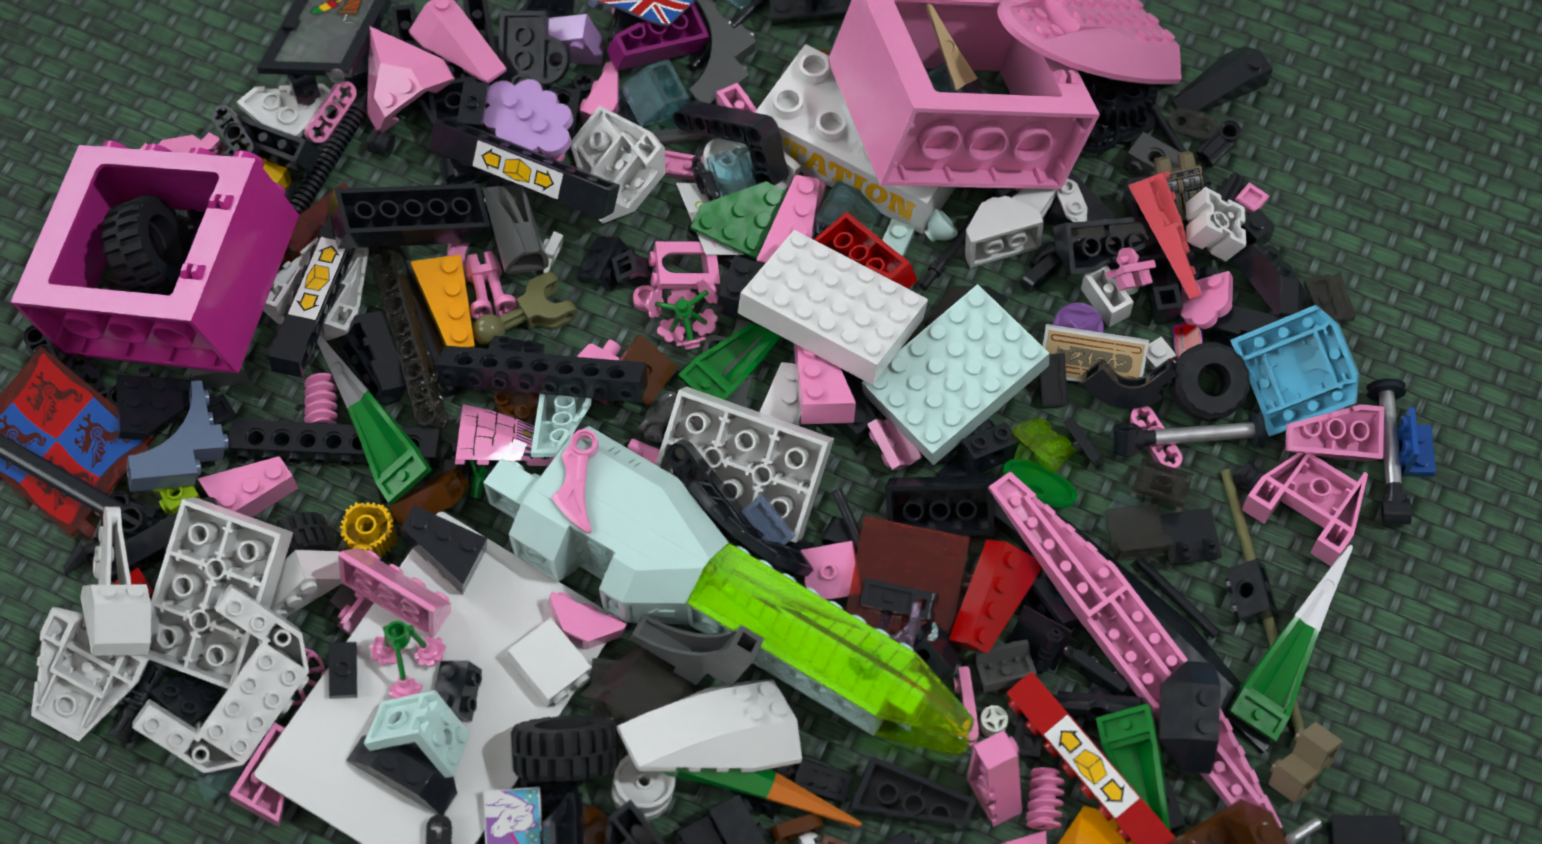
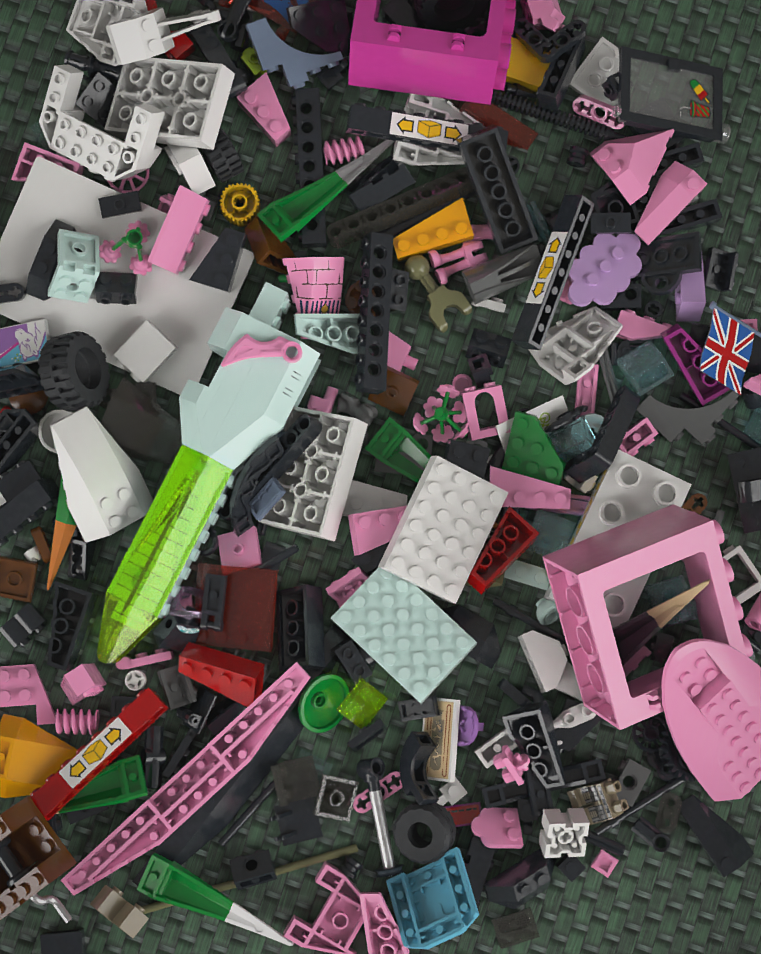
camera: 80 degrees right, 20 degrees up
(584, 623) = (179, 369): bright pink slope -> none
(696, 654) = (154, 455): dark grey arch -> none
(1162, 215) = (570, 782): coral wedge -> none
(1191, 716) = (142, 824): black wedge -> none

